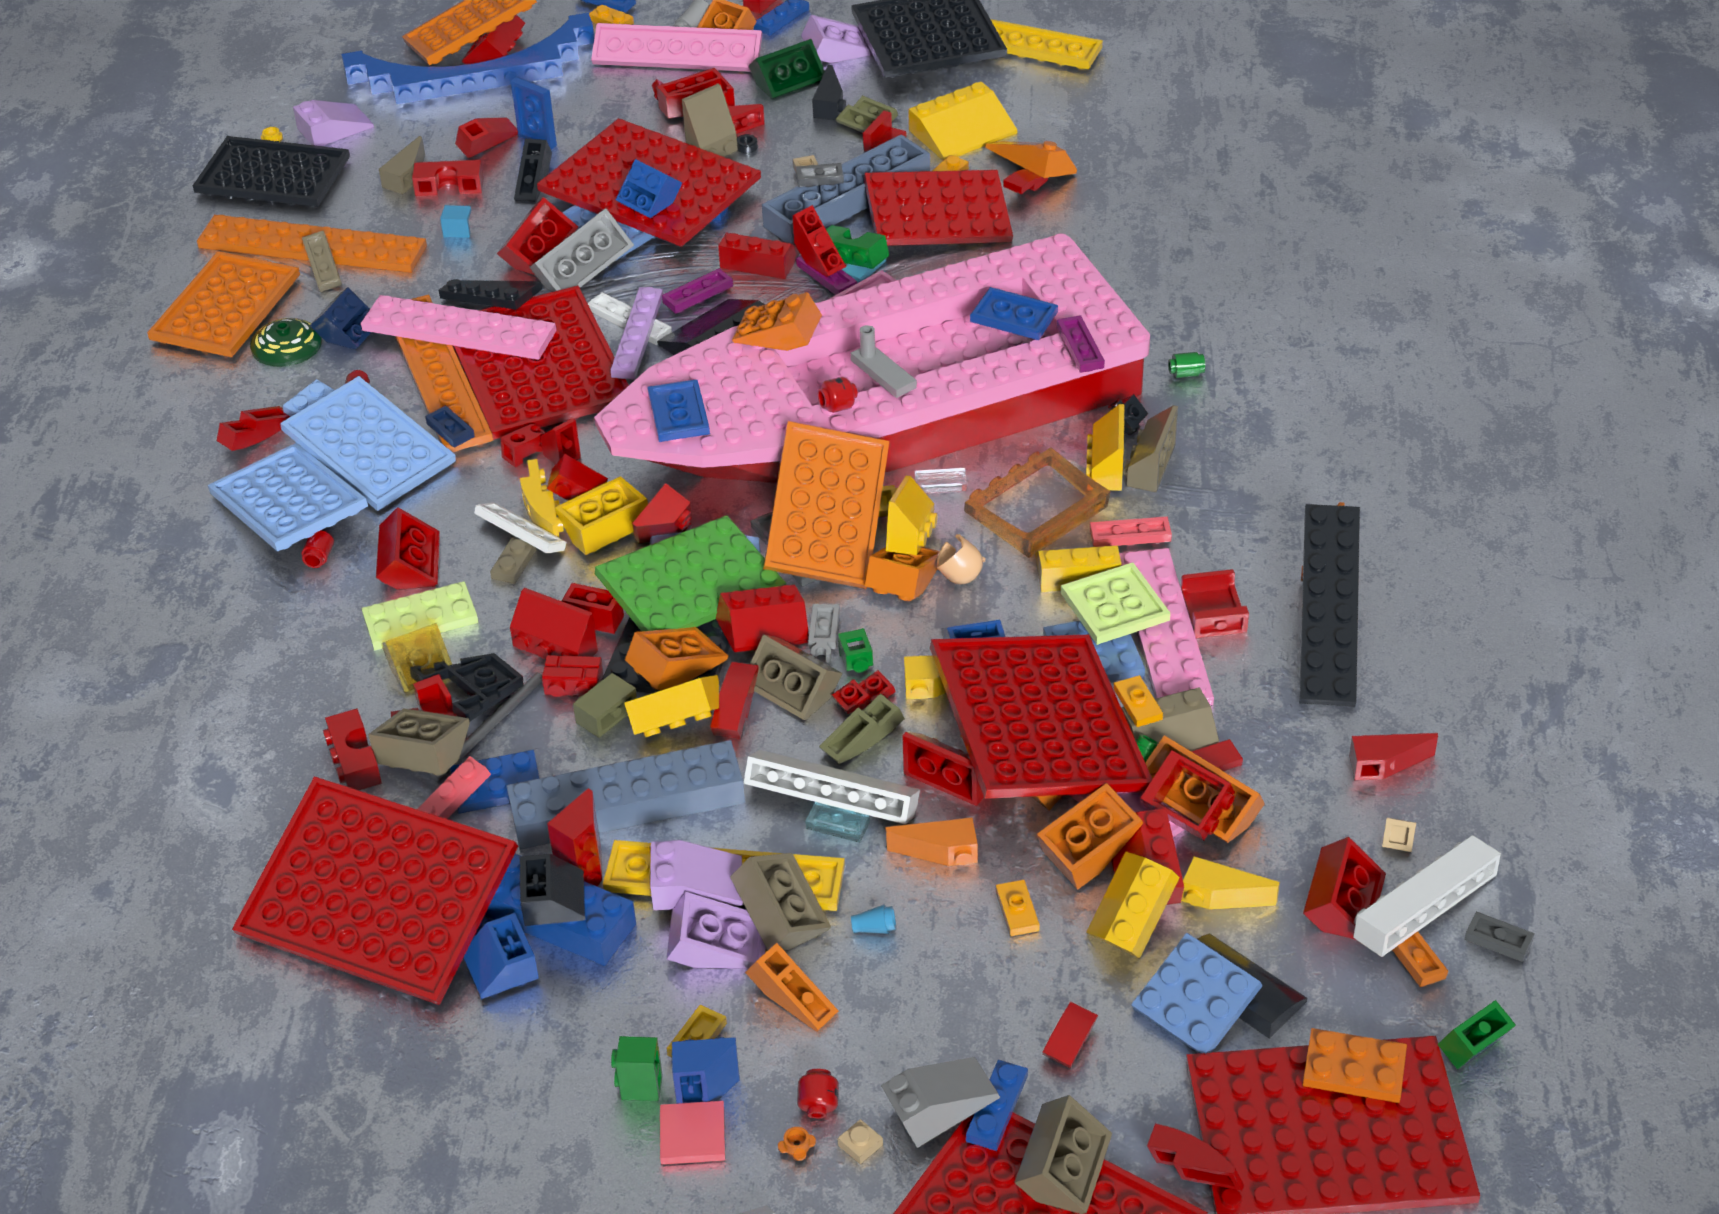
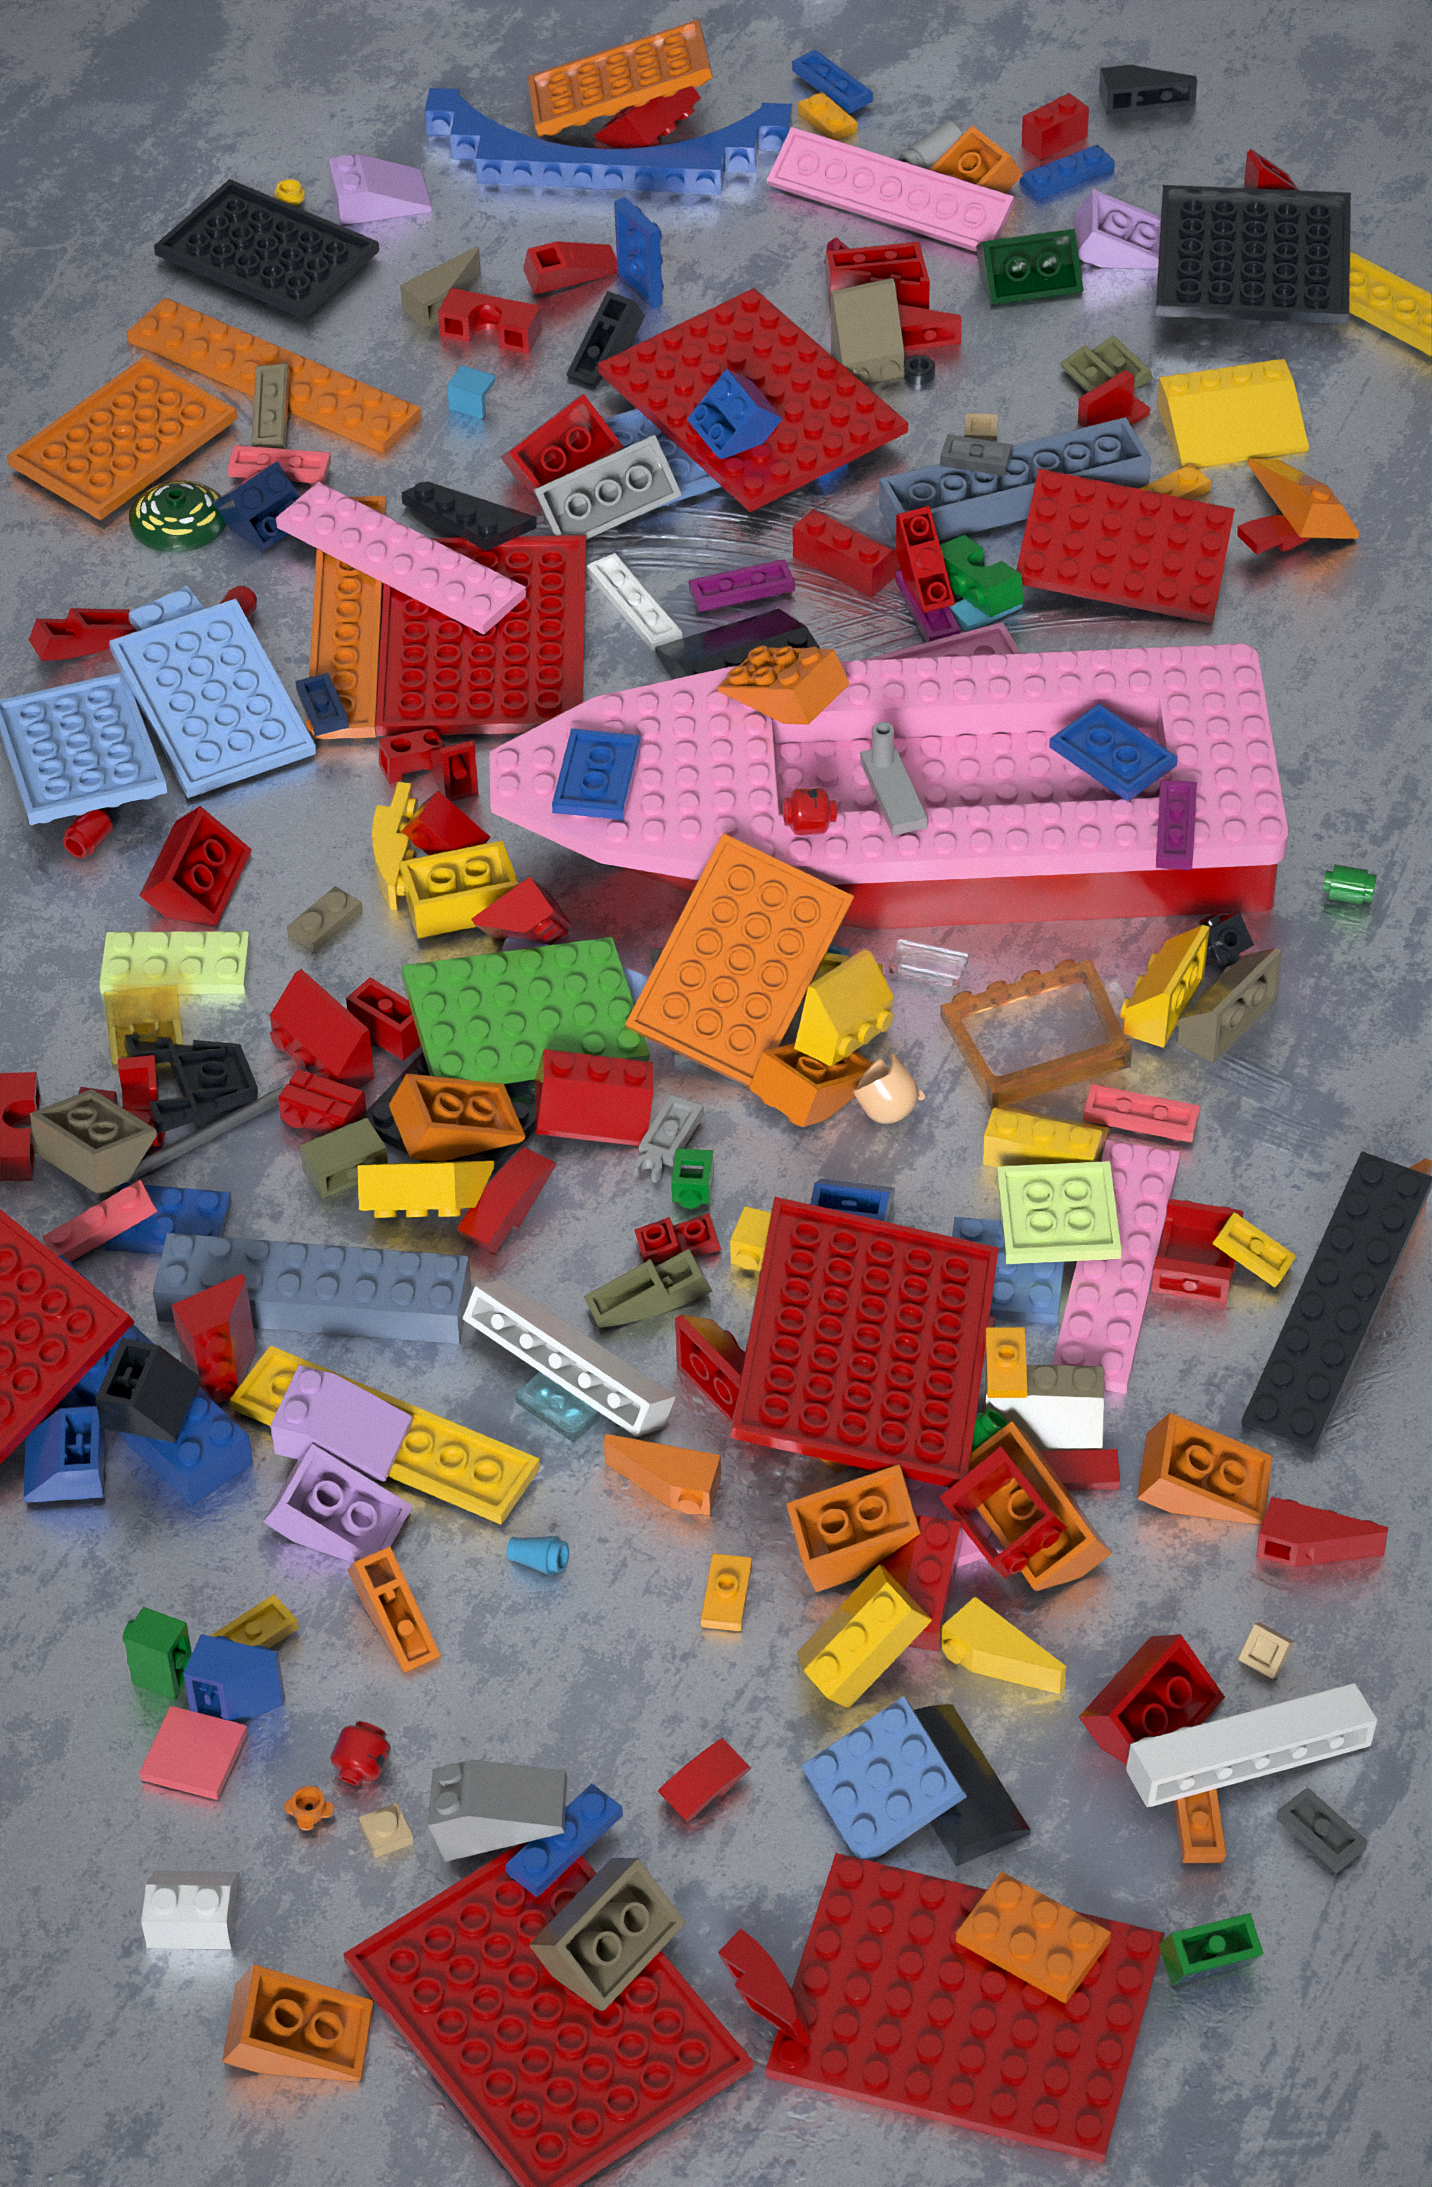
camera: 20 degrees right, 5 degrees up
(321, 296) = (297, 464): none -> coral plate
(520, 527) = (351, 875): white tile -> none
(636, 333) = (628, 630): lavender plate -> none
(779, 900) = (428, 1491): dark tan slope -> none
(793, 677) = (595, 1189): dark tan slope -> none
(828, 98) = (1063, 327): black slope -> none
(1251, 592) = (1254, 1249): none -> yellow plate
(1294, 737) = (1203, 1473): none -> orange slope

